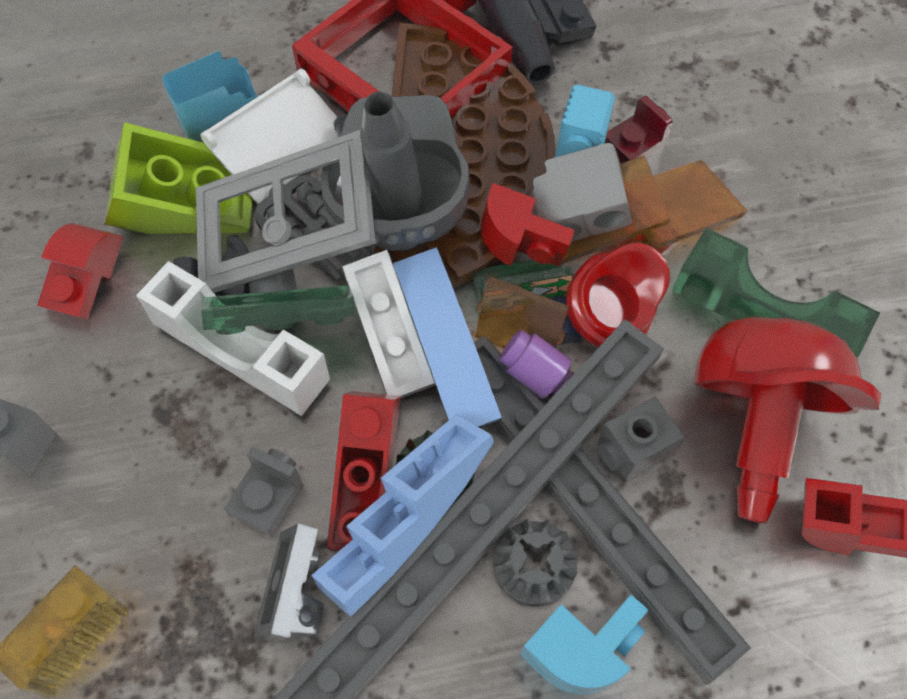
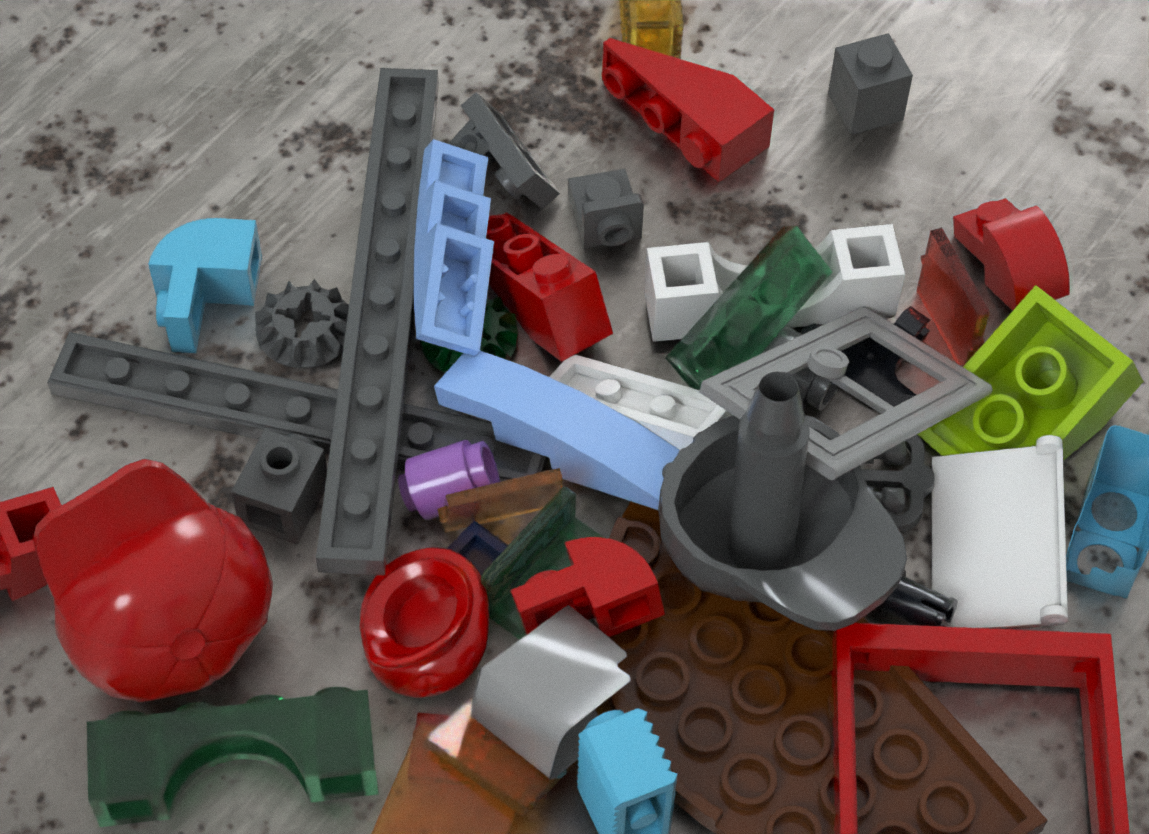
camera: 140 degrees right, 5 degrees down
(130, 507) = (696, 107): none -> red slope
(152, 245) = (952, 298): none -> clear red piece

